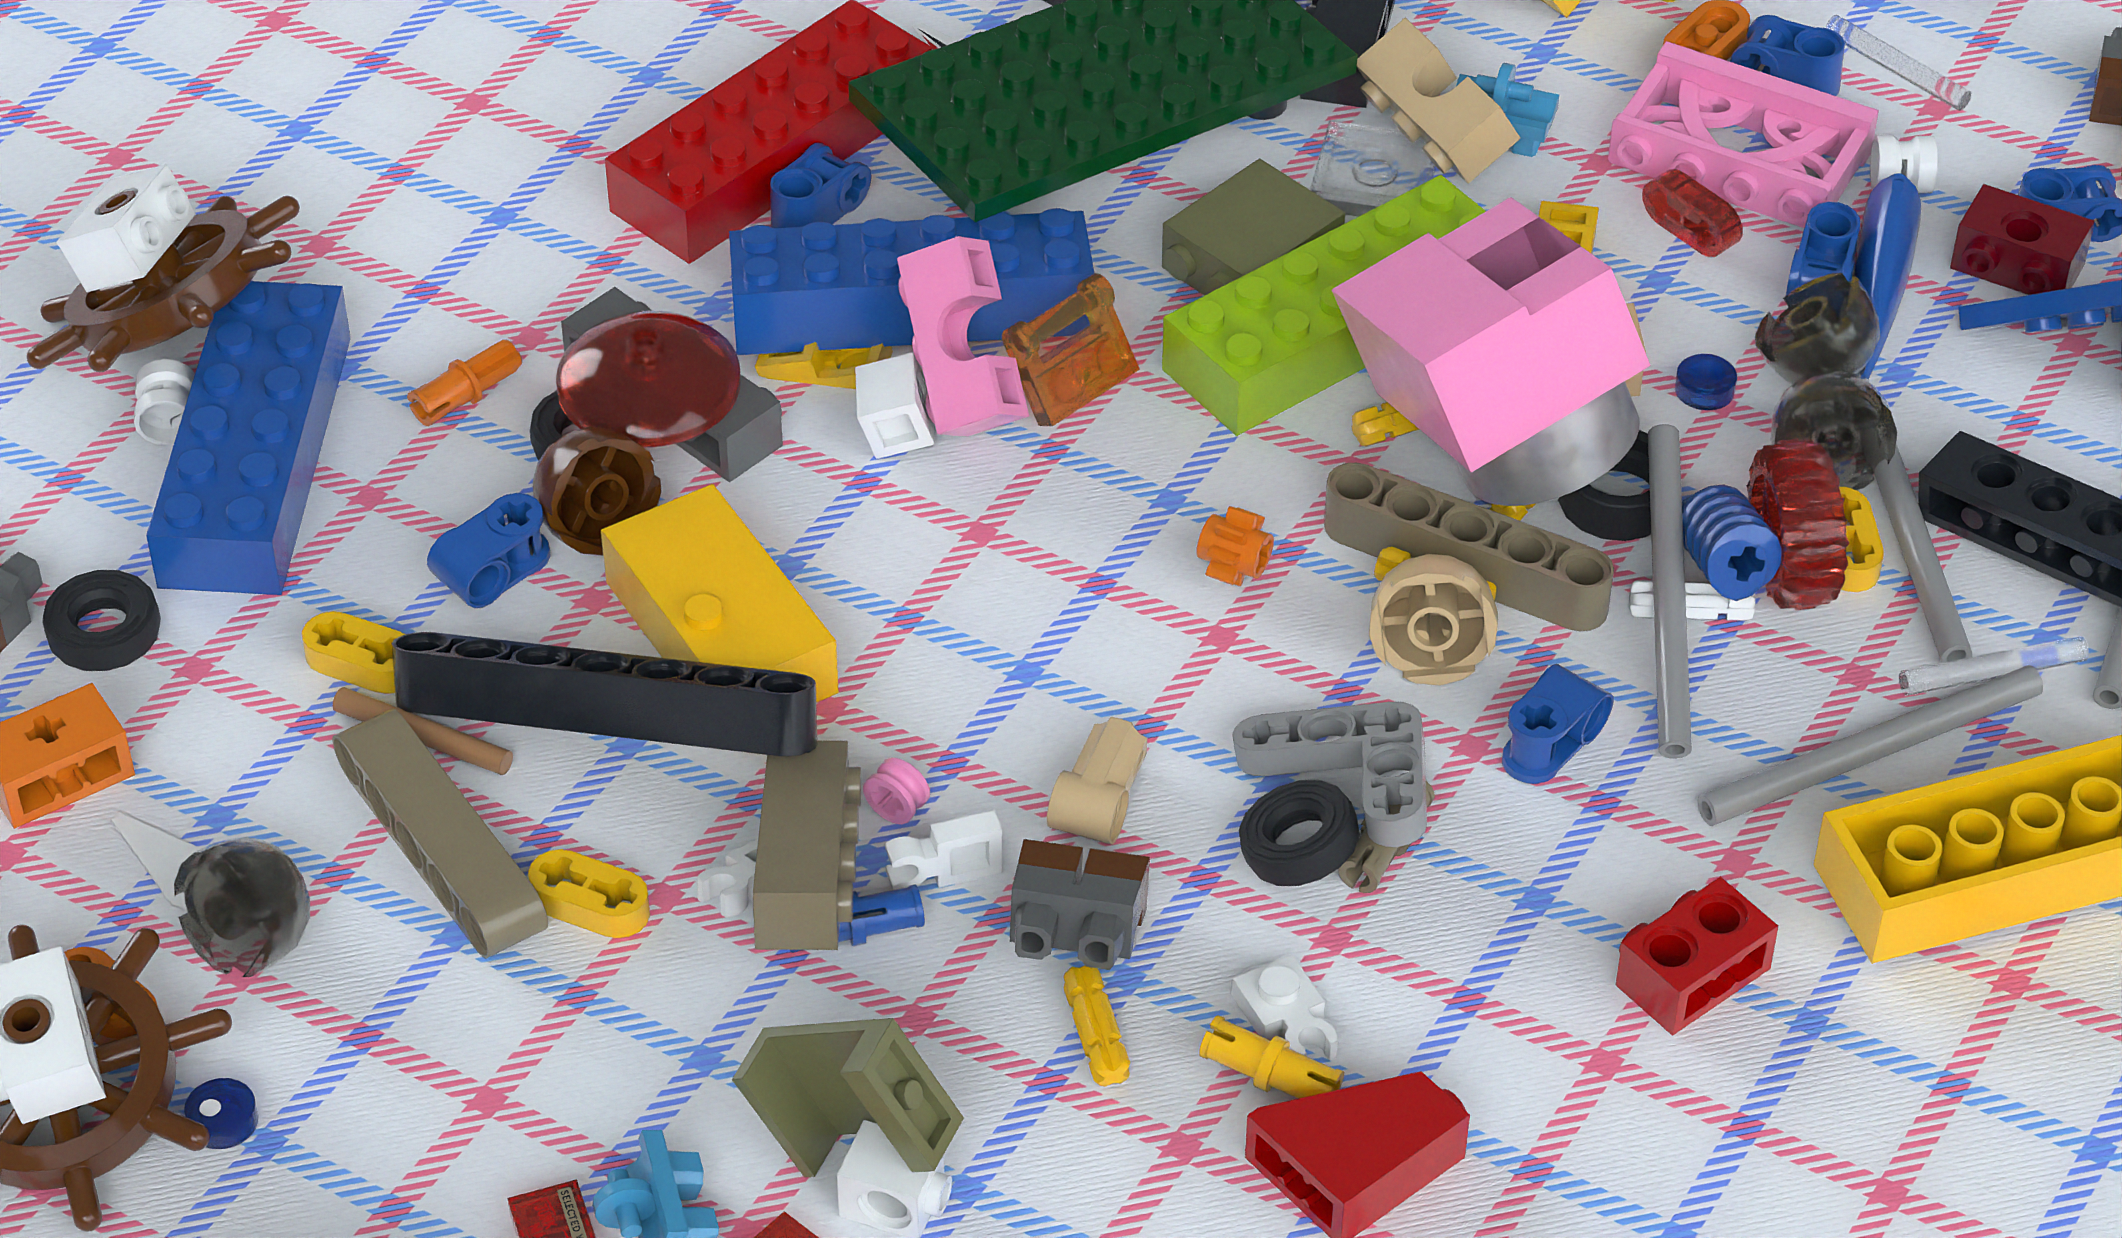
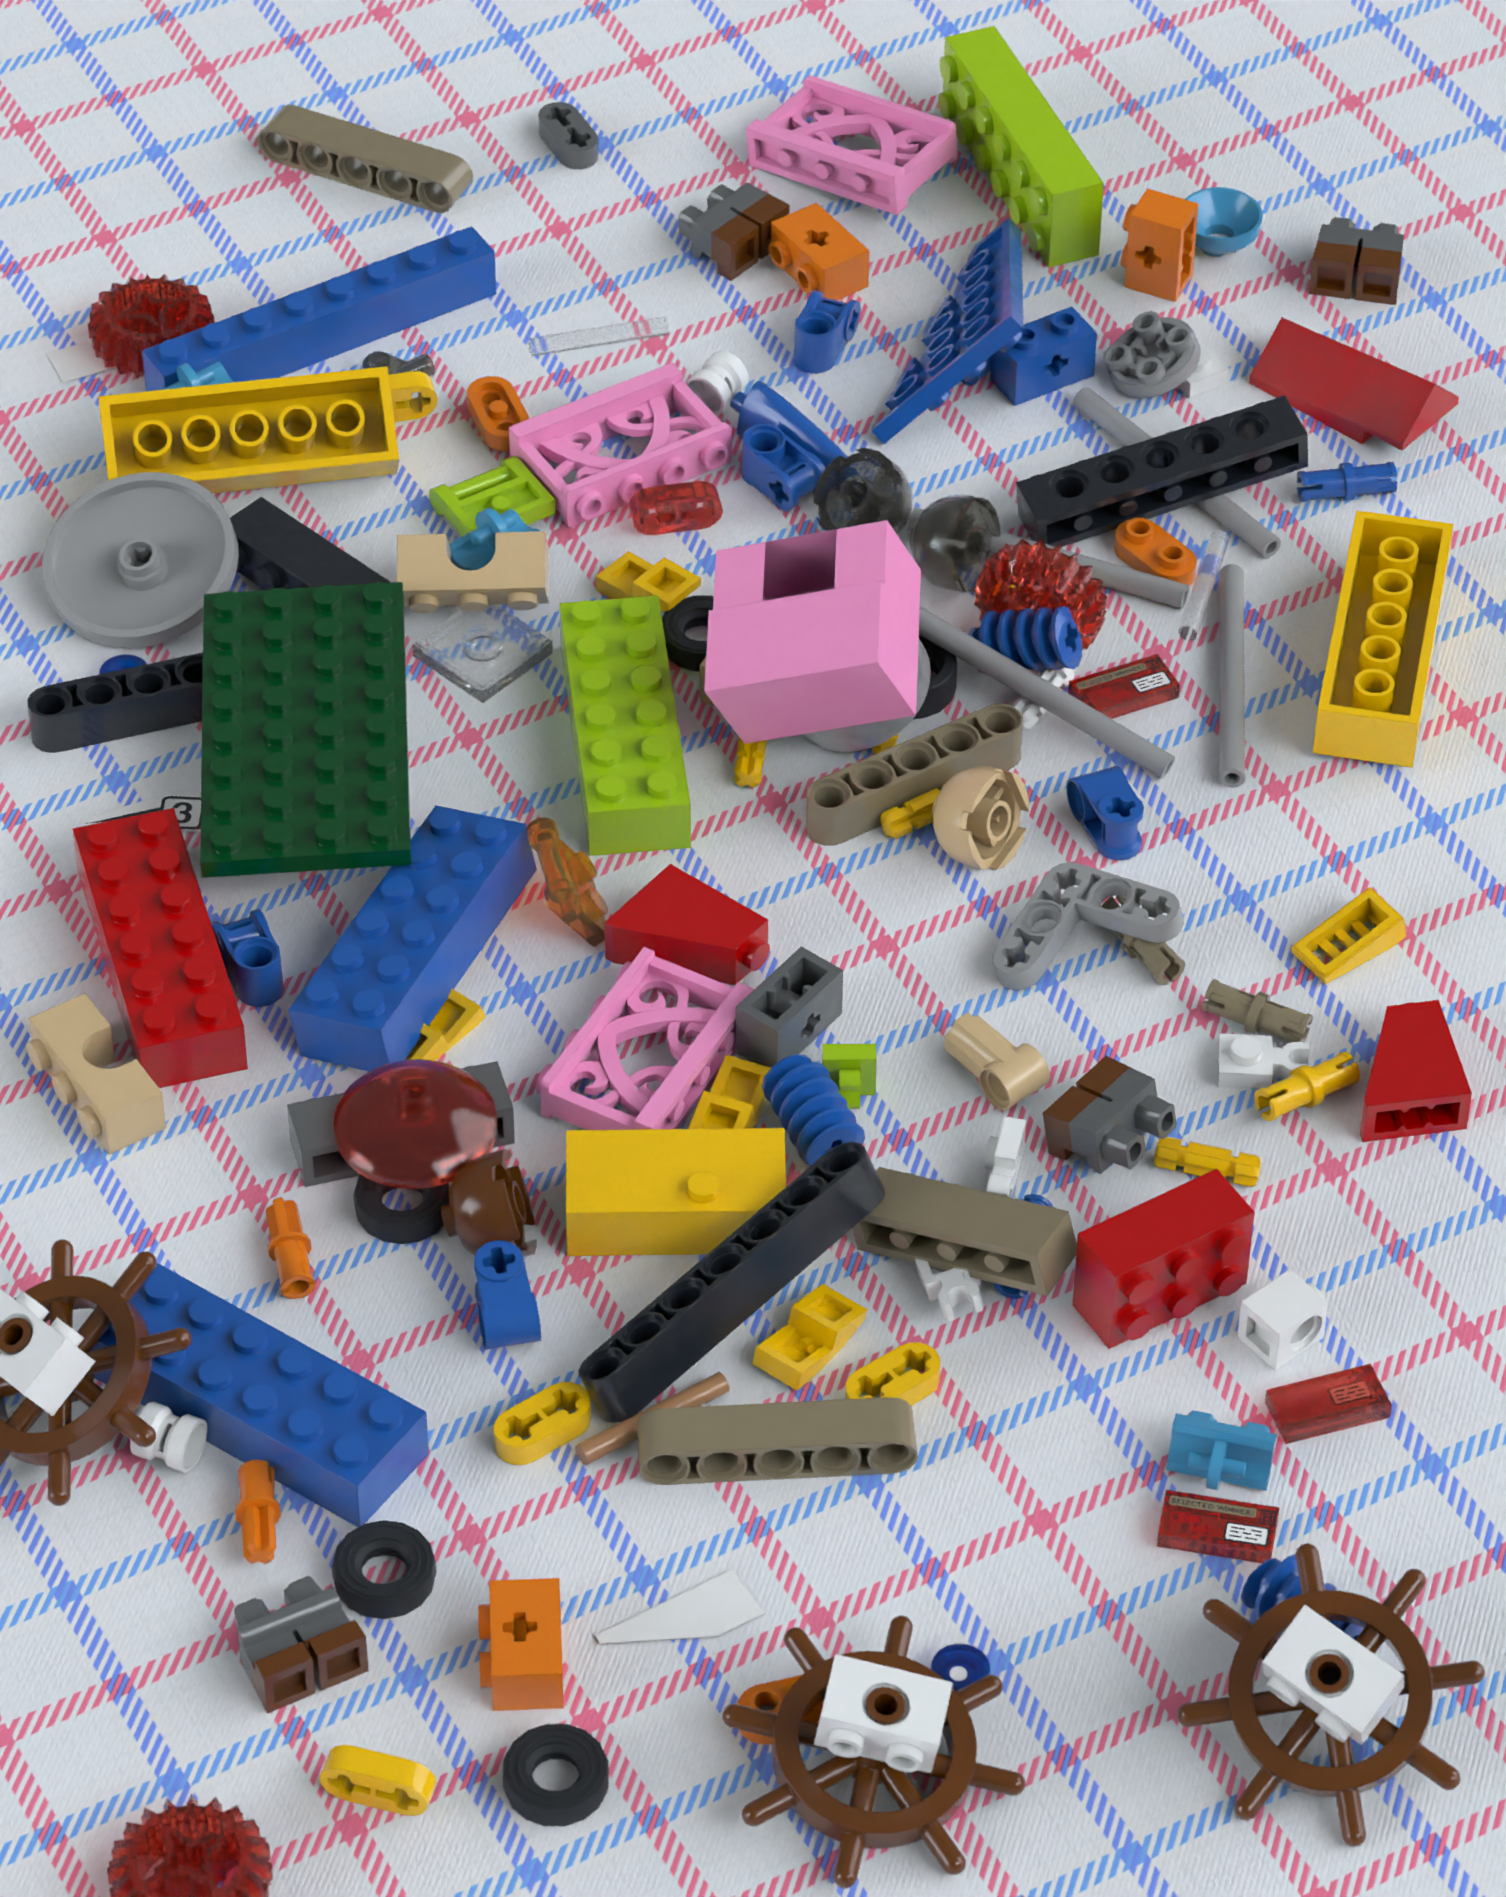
camera: 60 degrees left, 0 degrees up
(109, 504) = (257, 1511): none -> orange axle
(242, 904) = (787, 1575): clear smoke cylinder -> none
(561, 182) = (110, 1103): none -> tan arch
(626, 807) = (813, 1336): none -> yellow slope
(832, 1076) = (1224, 1279): olive panel -> none
(843, 977) = (1163, 1258): none -> red brick
(868, 616) = (734, 1098): none -> yellow slope
(893, 405) = (535, 1005): white brick -> none
(896, 791) = (925, 1162): bright pink bush -> none
(902, 666) = (810, 1107): none -> blue piece
(939, 553) = (623, 1017): none -> bright pink fence
(942, 292) = (494, 902): bright pink arch -> none
(986, 675) = (852, 1070): none -> lime tile
(1026, 584) = (789, 1008): none -> dark grey brick
(1092, 468) = (689, 927): none -> red slope
(1235, 546) = (826, 888): orange gear -> none
(1243, 227) = (514, 740): olive brick -> none
(1308, 859) = (1126, 1007): black tyre -> none
(1351, 975) = (1256, 1012): none -> dark tan pin
(1579, 1037) = (1365, 907): none -> yellow slope
(1587, 88) = (500, 489): none -> lime plate
(1695, 955) = (1359, 839): red brick -> none
(1763, 665) = (1127, 687): none -> clear red tile
(1794, 53) = (561, 377): blue piece -> none
(2002, 604) = (1154, 551): none -> orange plate
(2021, 243) = (843, 369): dark red brick -> none

